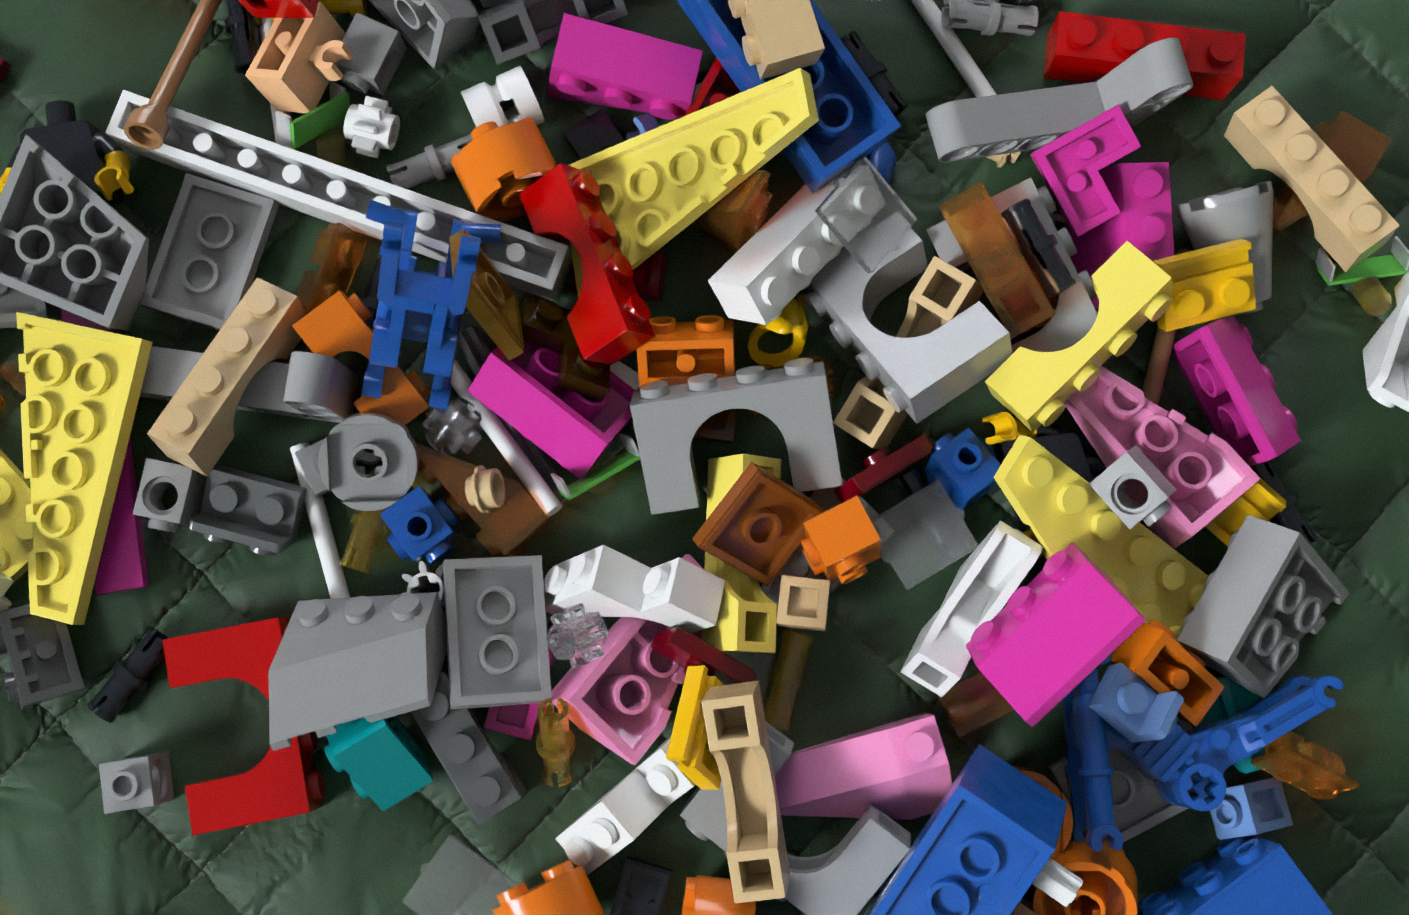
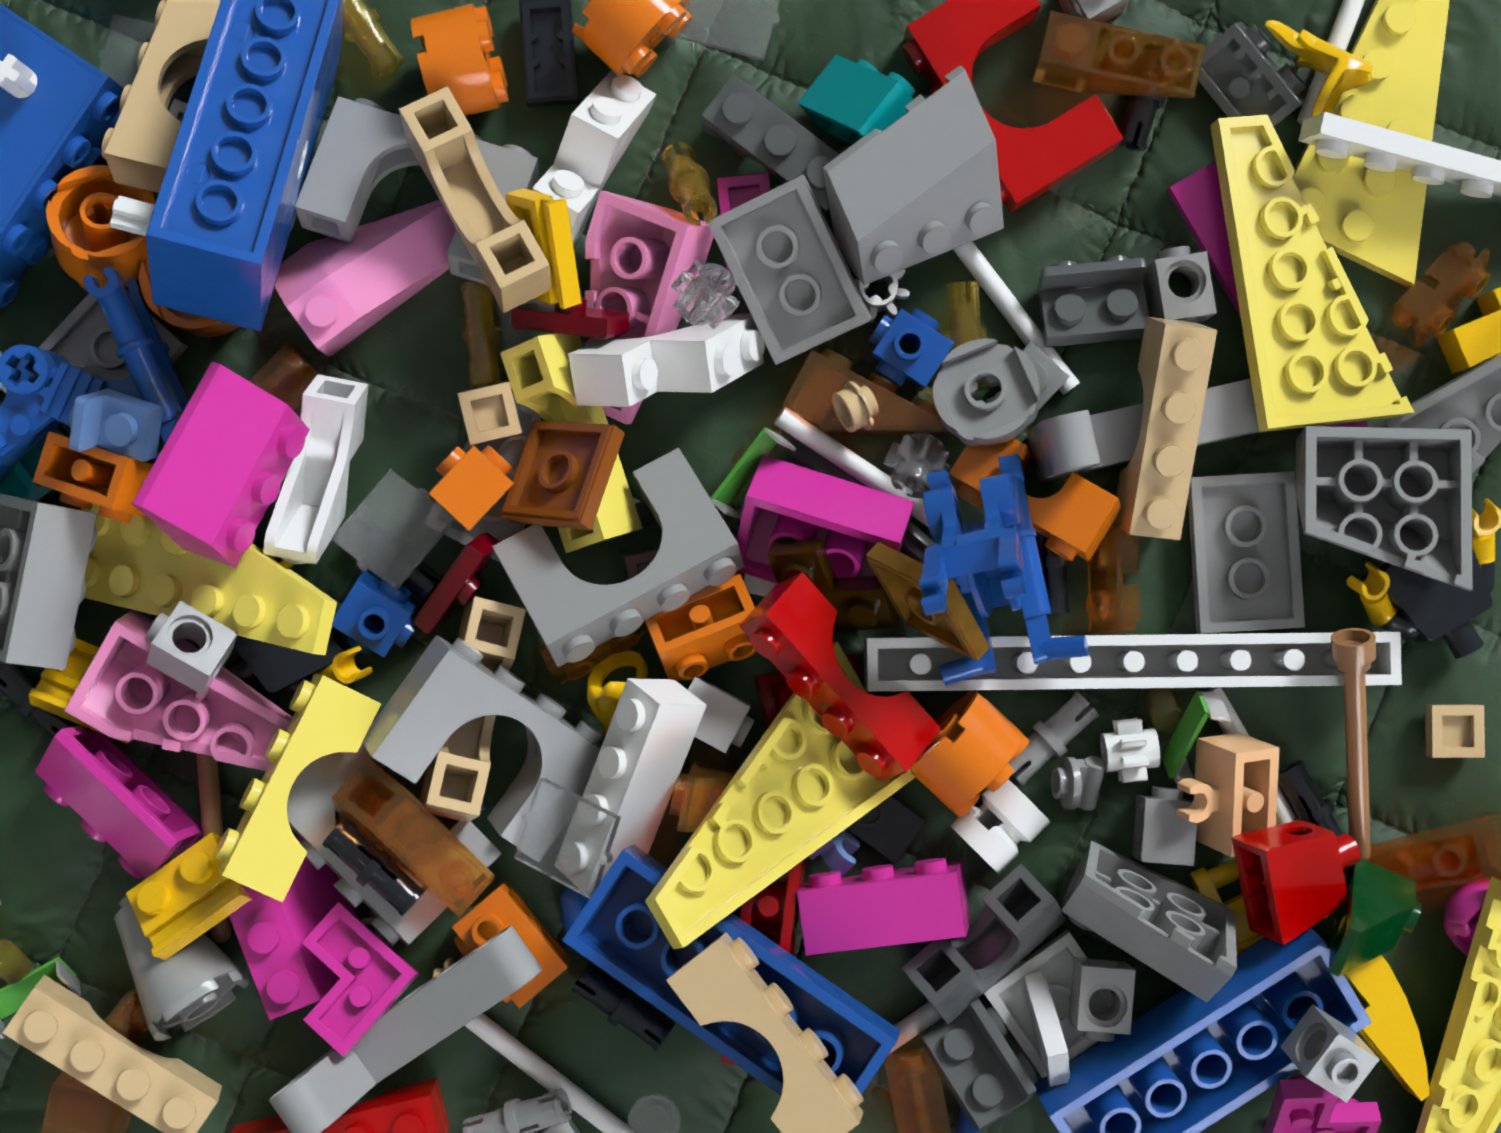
camera: 165 degrees right, 5 degrees up
(100, 47) = (1455, 731): none -> tan plate
(141, 713) = (1115, 59): none -> clear orange slope
(425, 118) = (1078, 782): none -> light grey plate
(692, 278) = (723, 718): none -> white brick
(937, 179) = (499, 911): none -> orange brick

